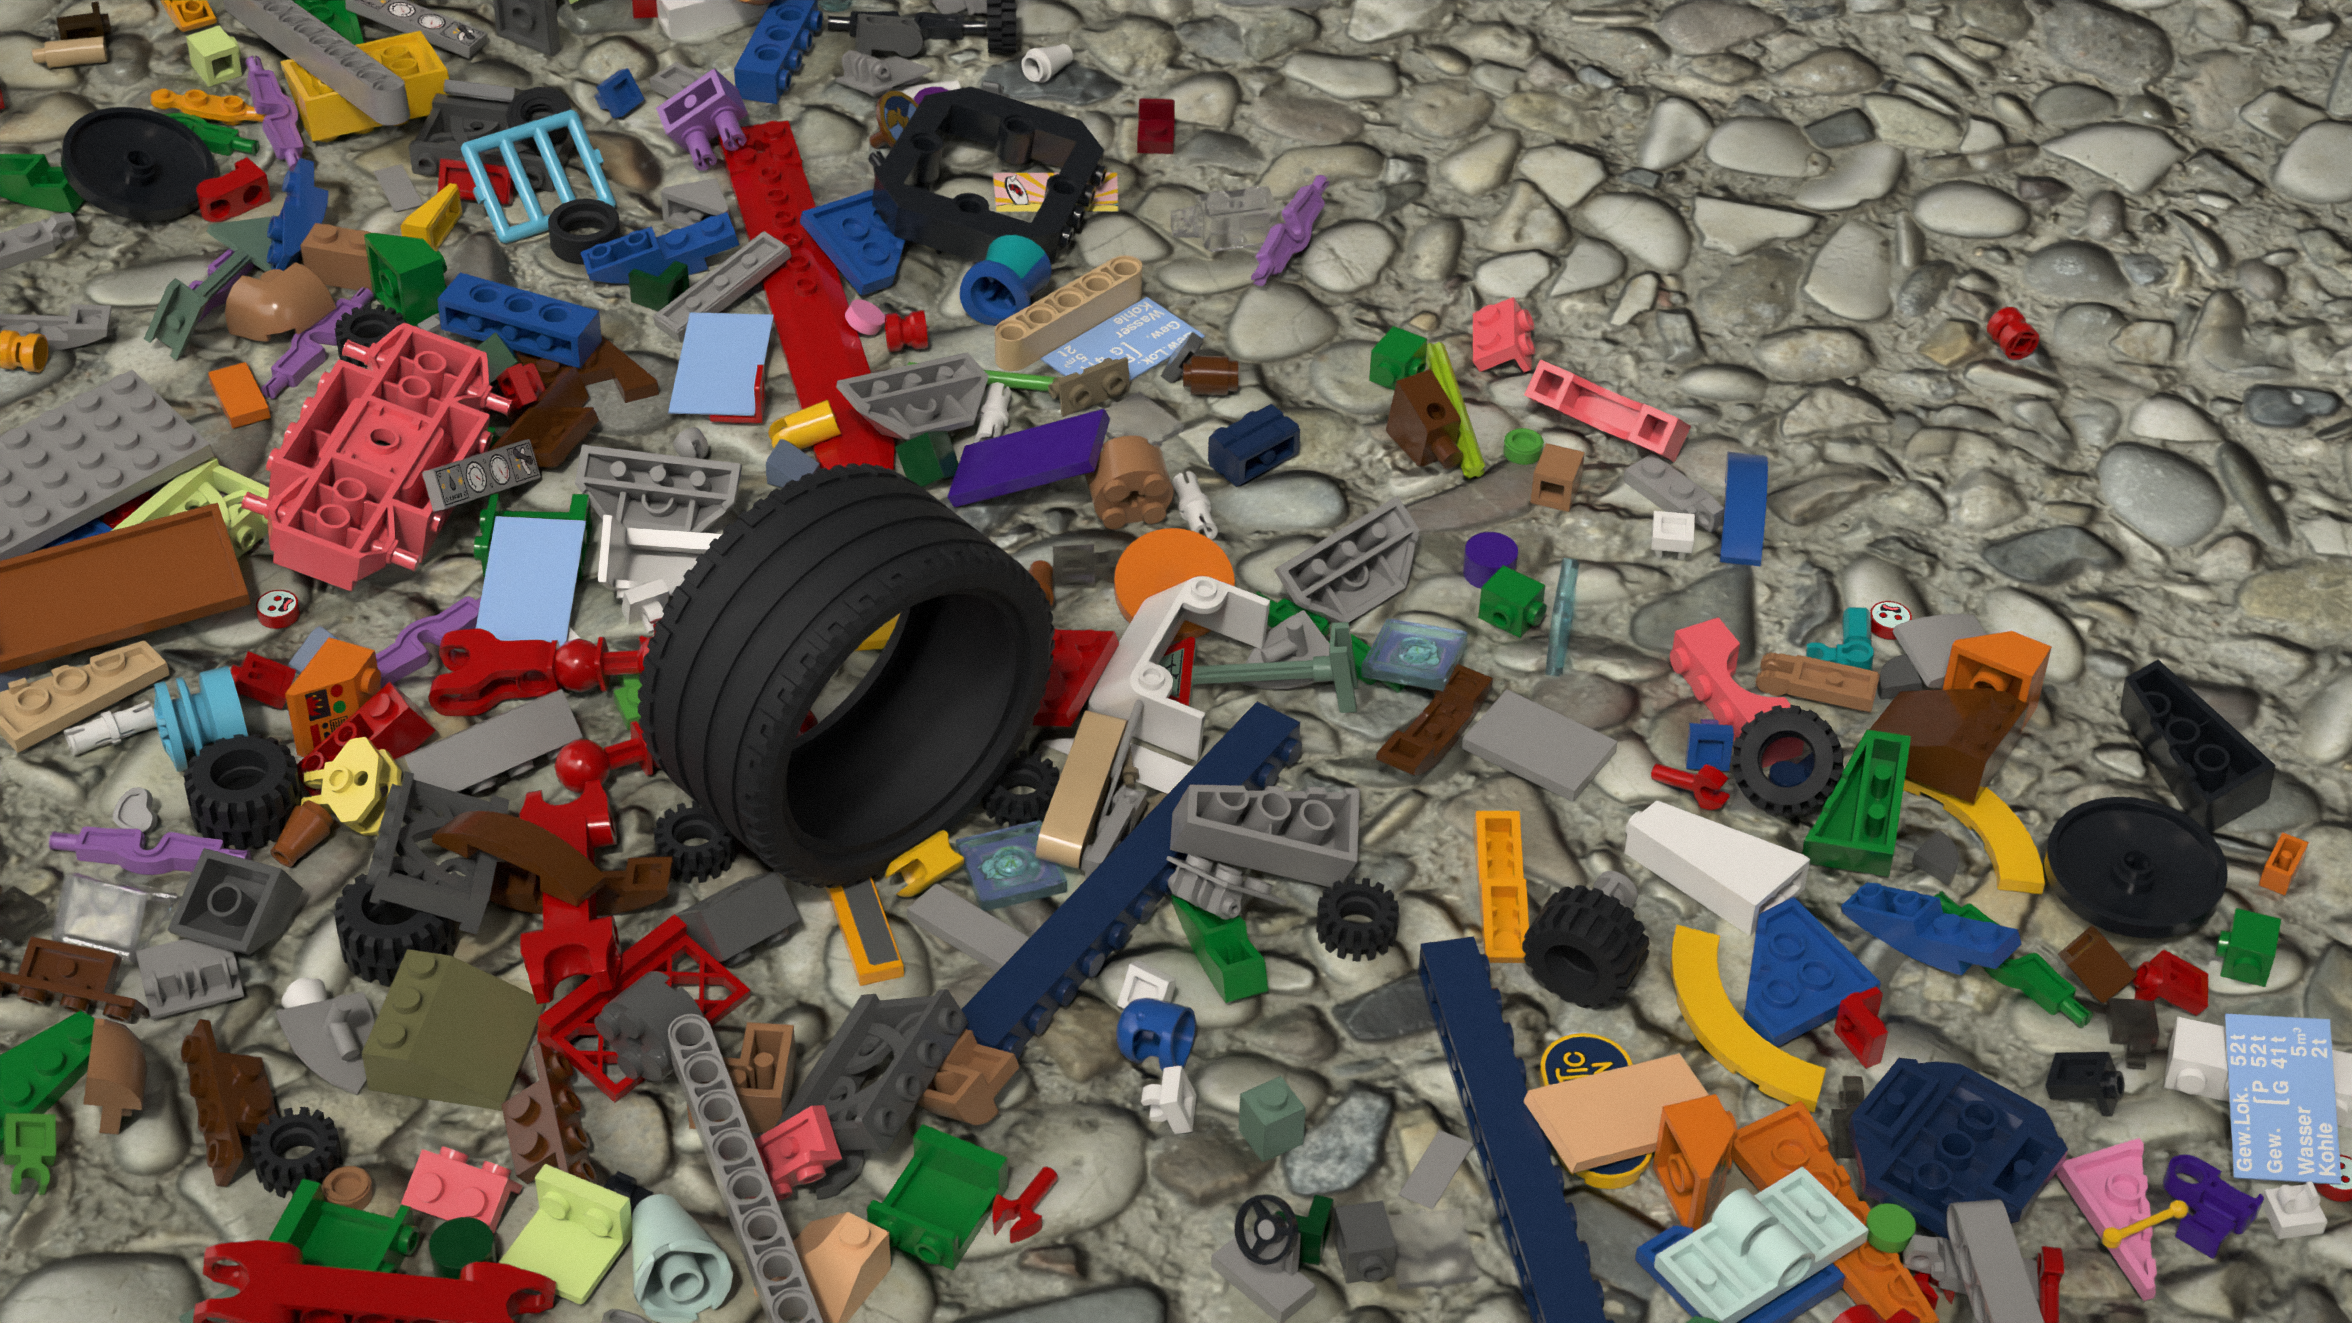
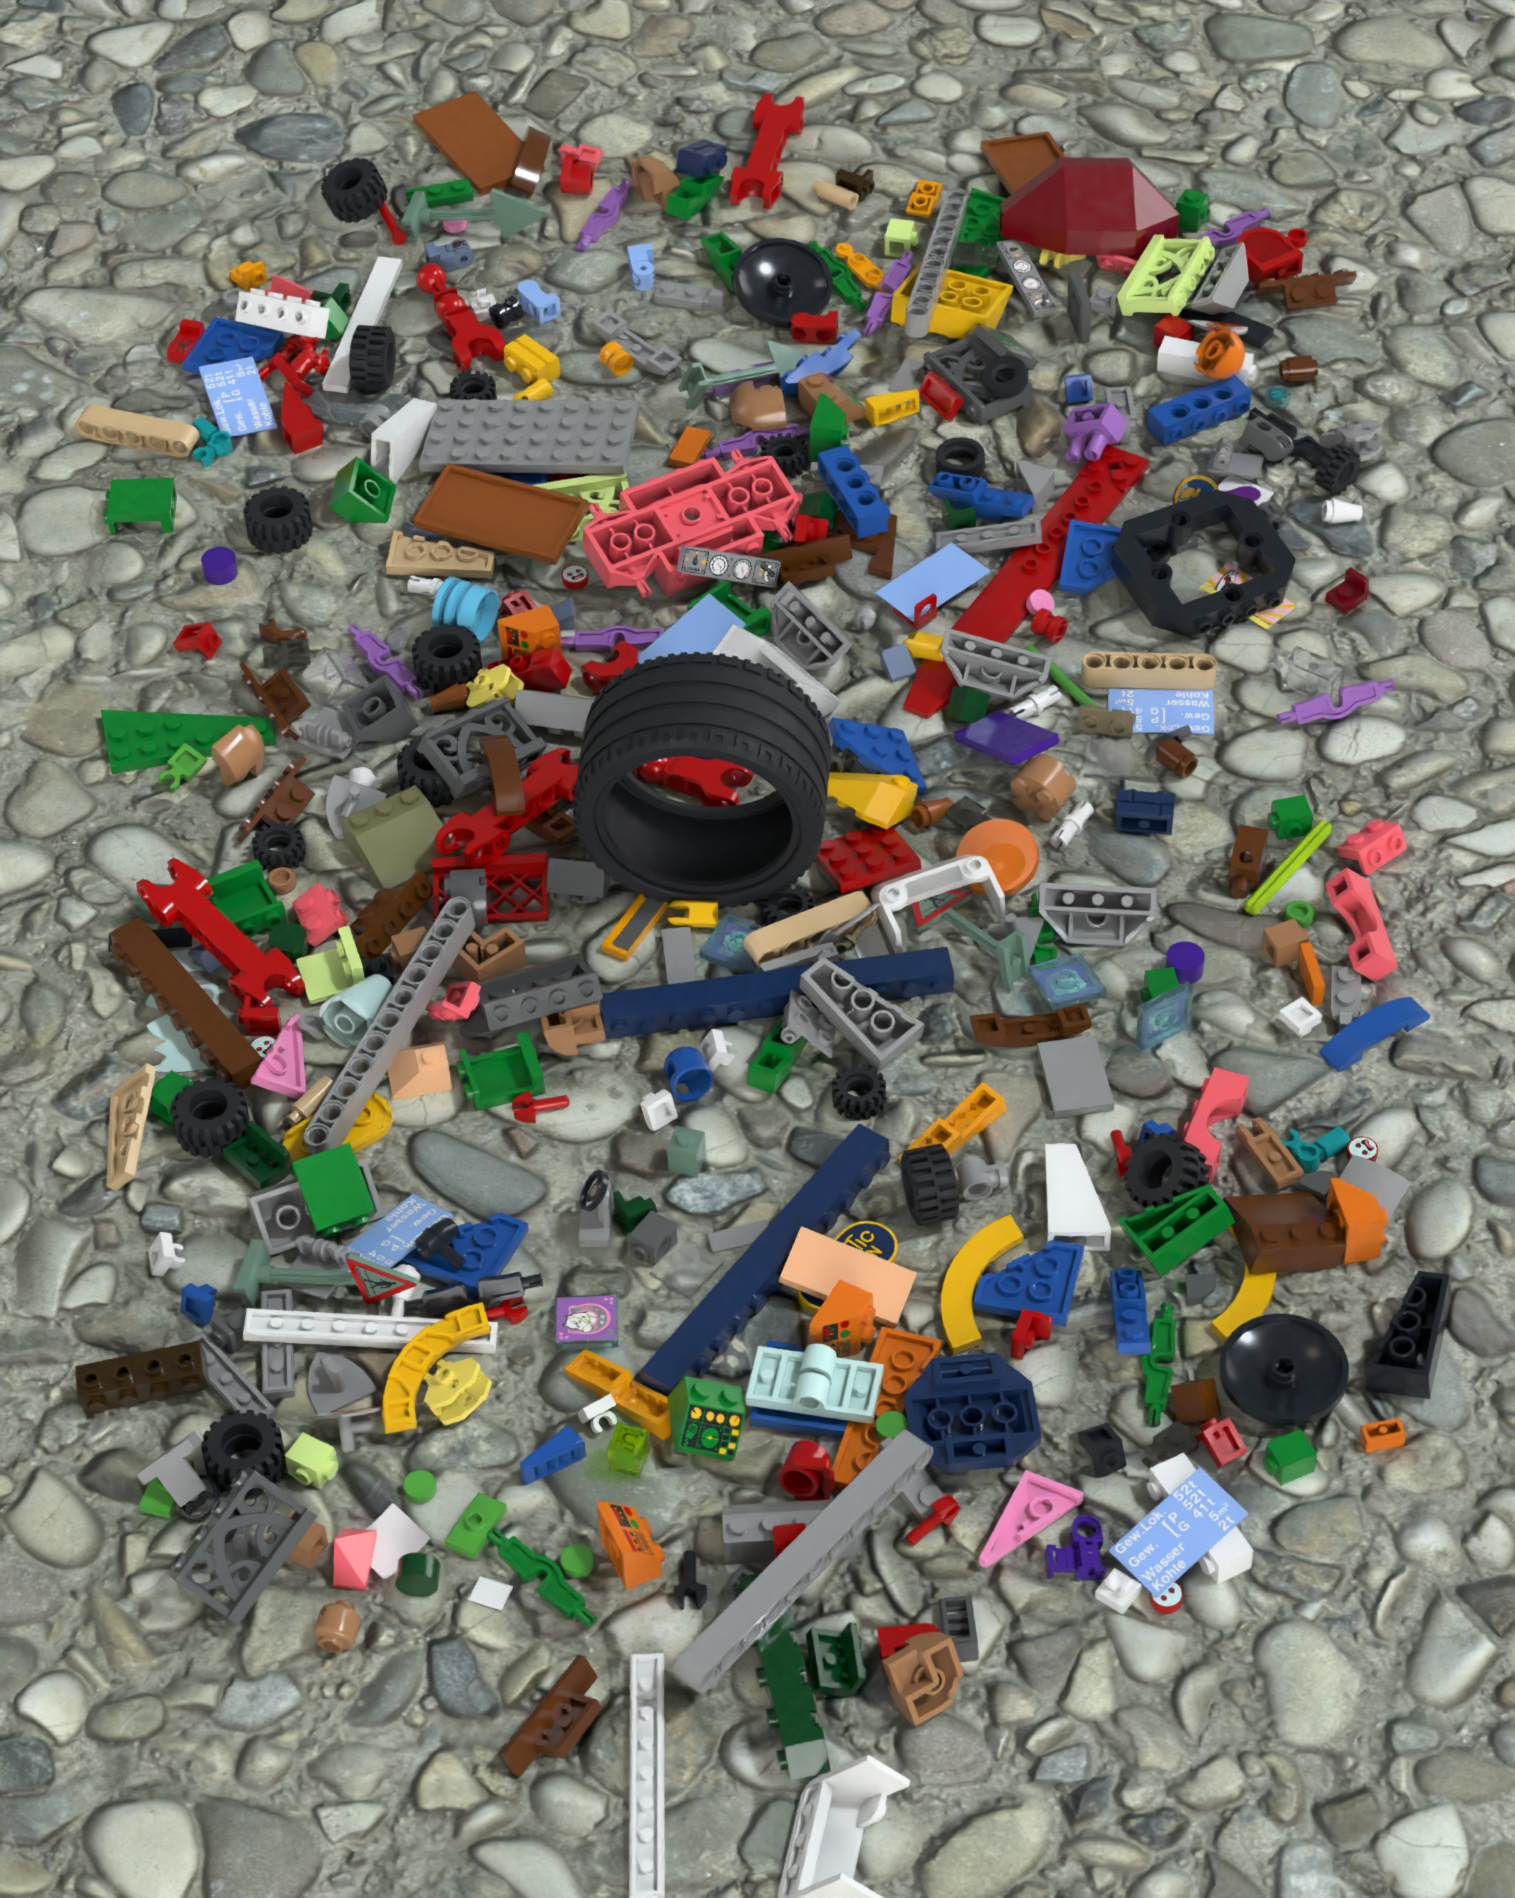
camera: 50 degrees right, 5 degrees up
(346, 19) = (972, 253): none -> clear smoke plate
(504, 141) = (960, 380): medium azure bar -> none
(641, 1142) = (405, 945): none -> medium nougat brick
(1005, 280) = (1130, 629): blue hat -> none
(1620, 488) = (1311, 974): none -> orange tile
(2112, 1236) = (996, 1521): yellow hinge -> none

